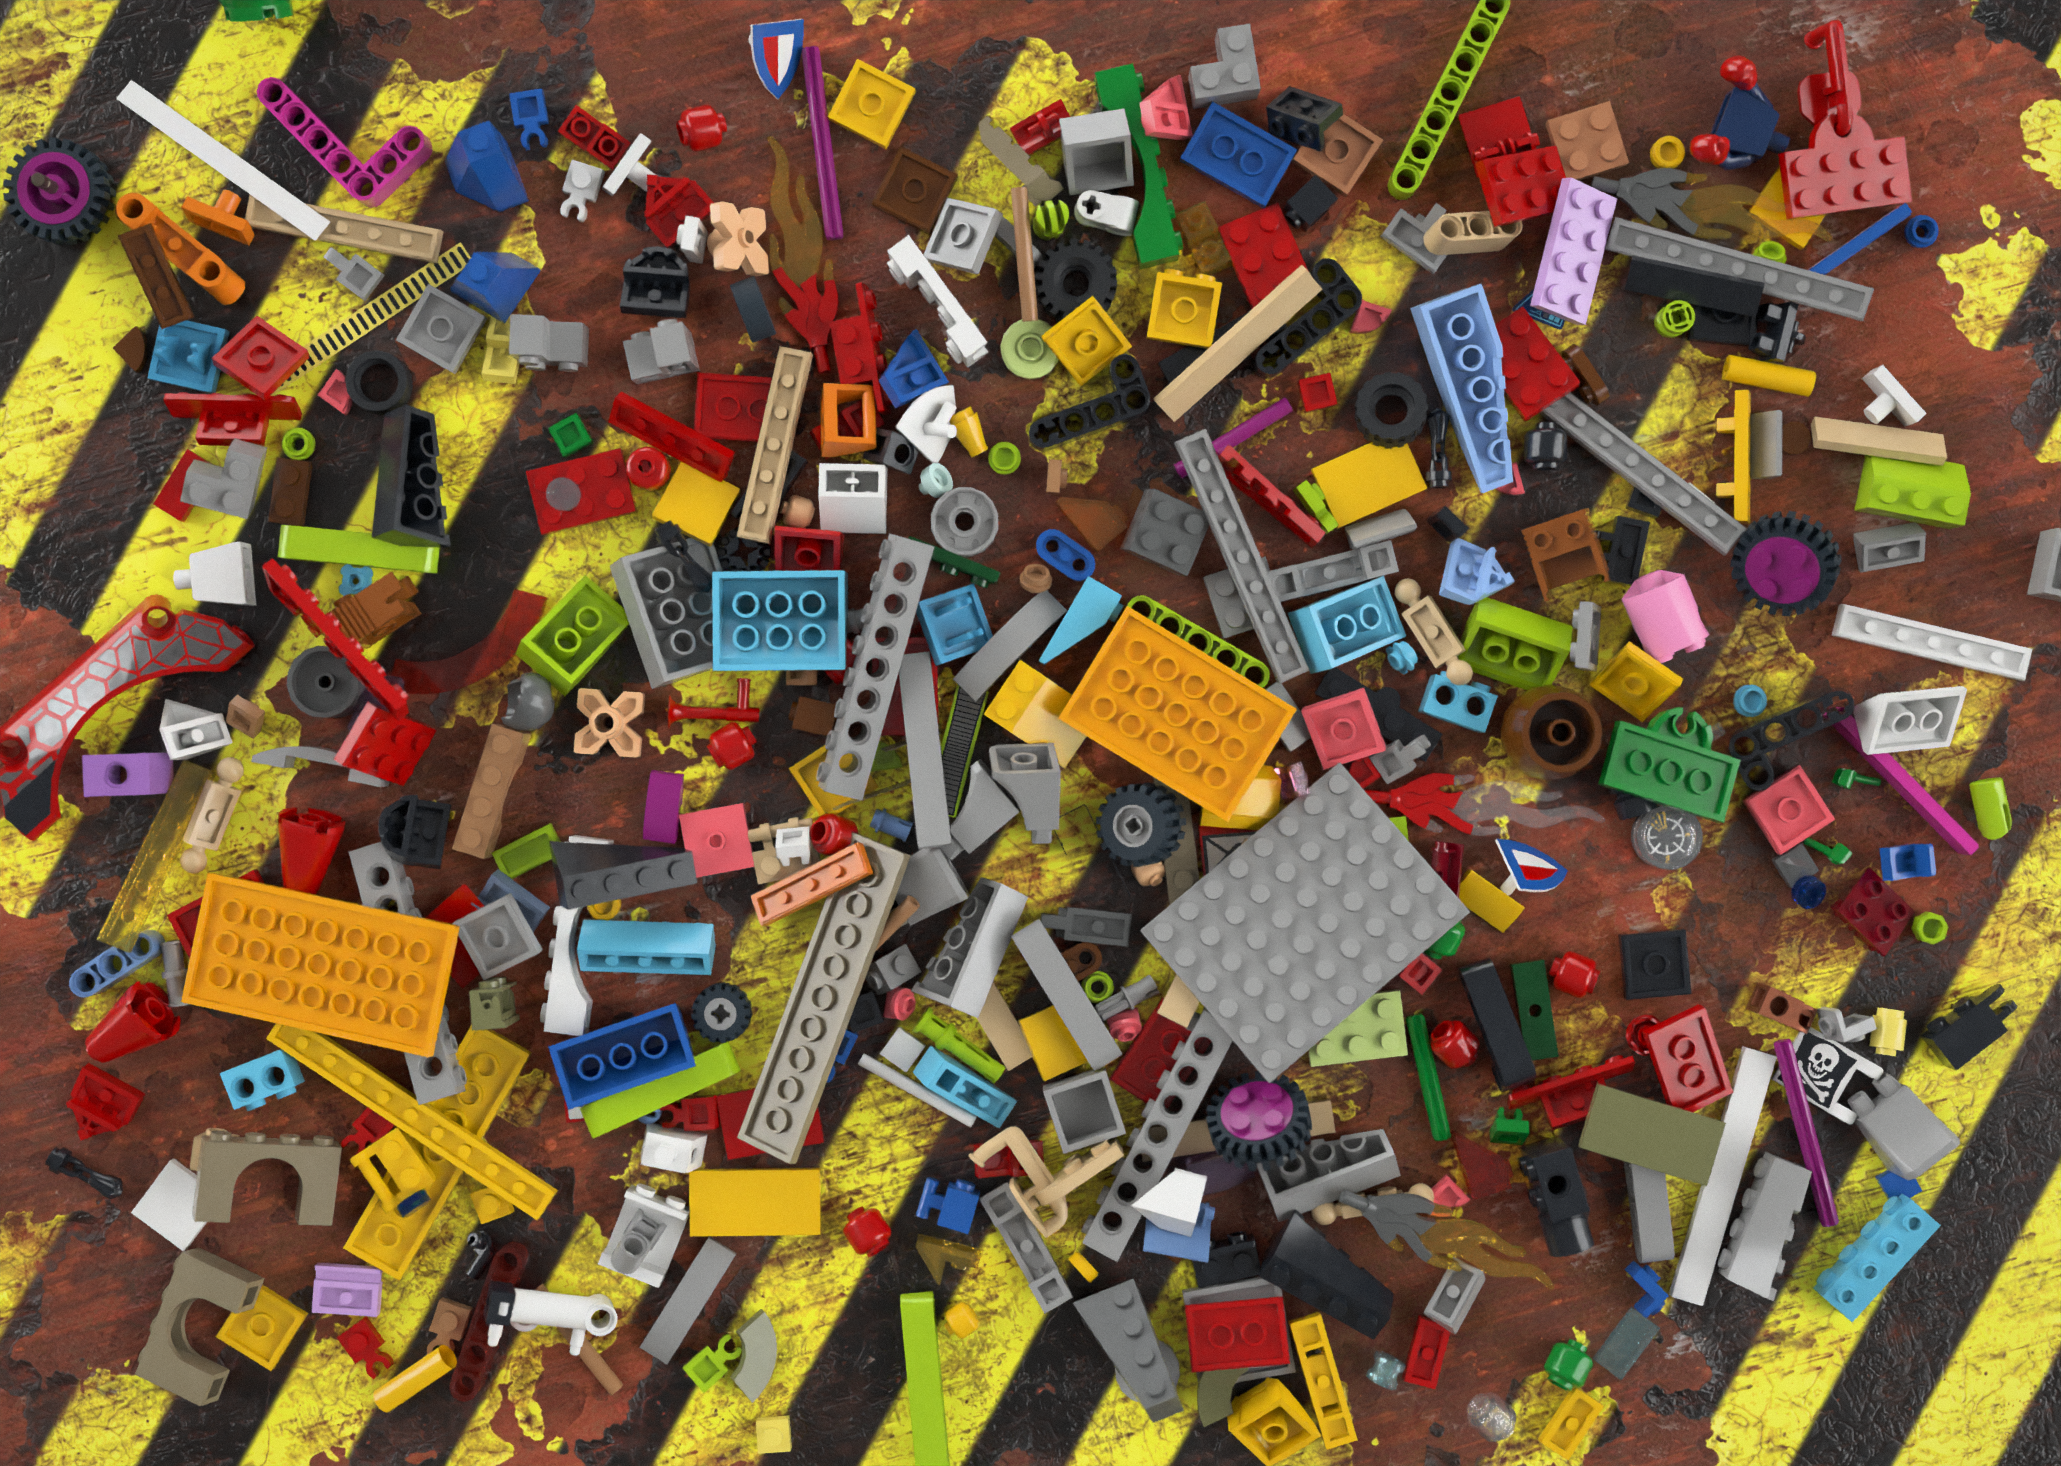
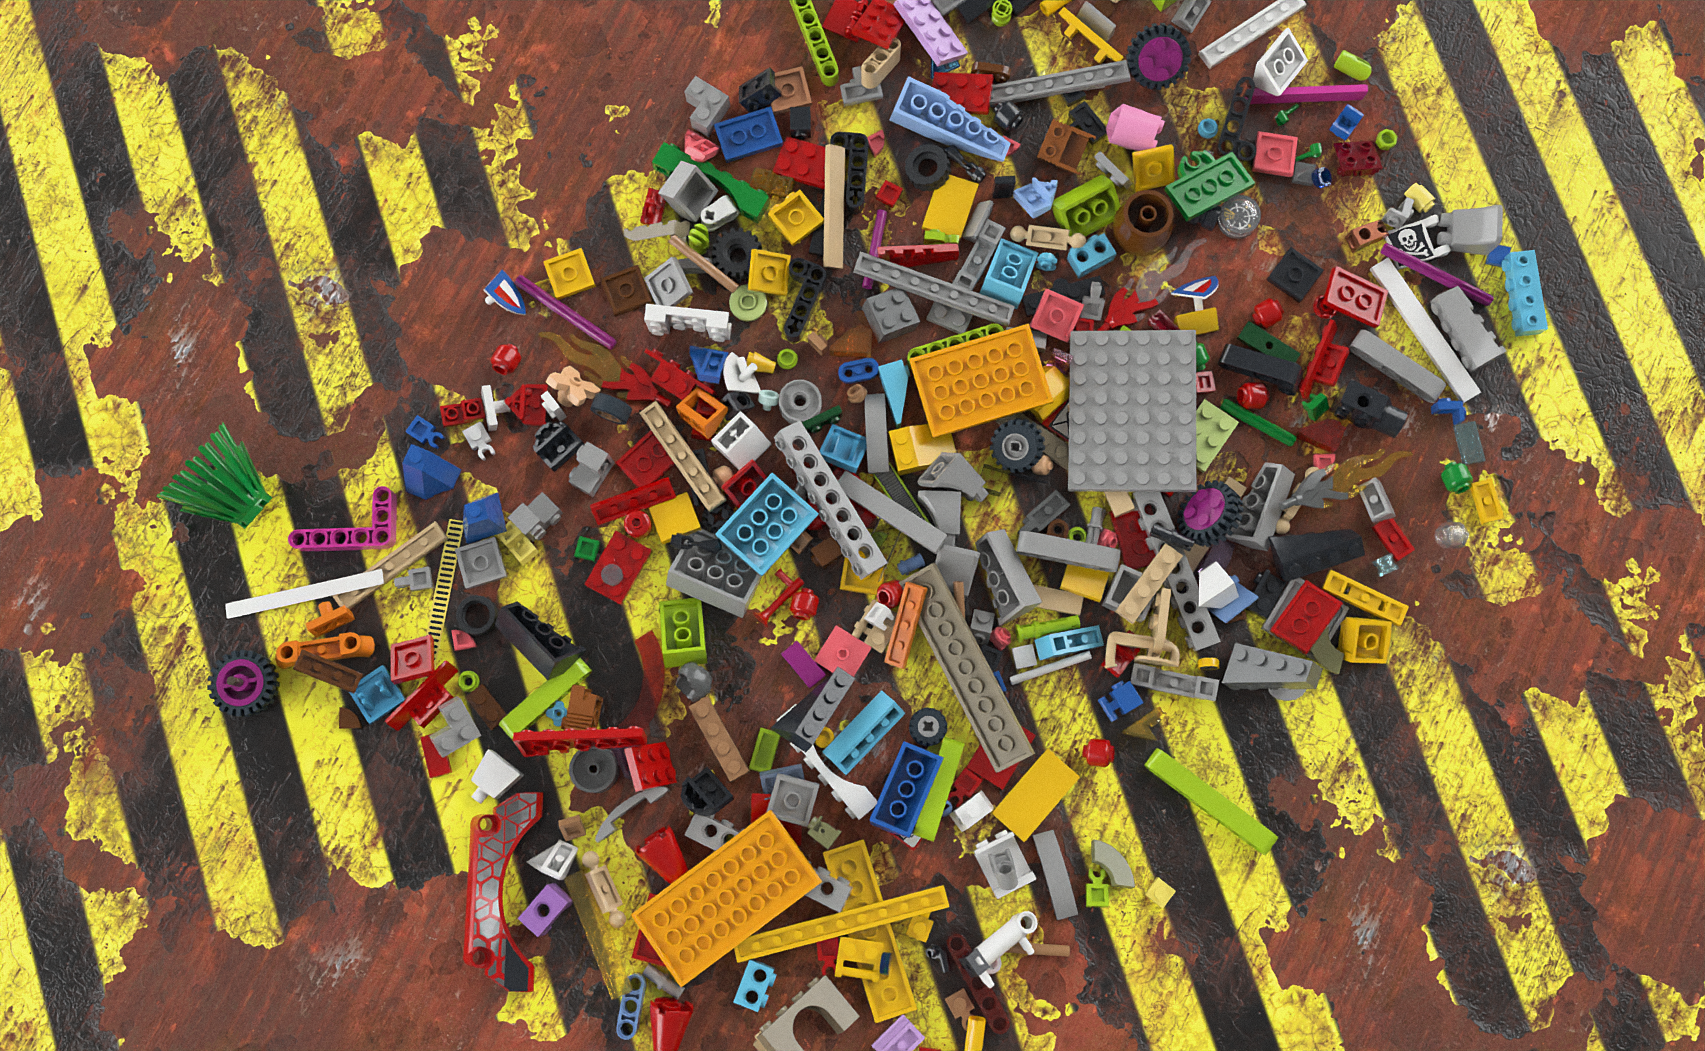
camera: 50 degrees left, 10 degrees down
(598, 709) = (727, 653): light nougat plant -> none
(961, 1320) = (1183, 746): yellow piece -> none
(1109, 1122) = (1148, 583): none -> tan plate
(1188, 1102) = (1171, 537): none -> black pin
(1651, 1134) = (1376, 340): olive tile -> none
(1968, 1028) = (1449, 162): black hinge -> none

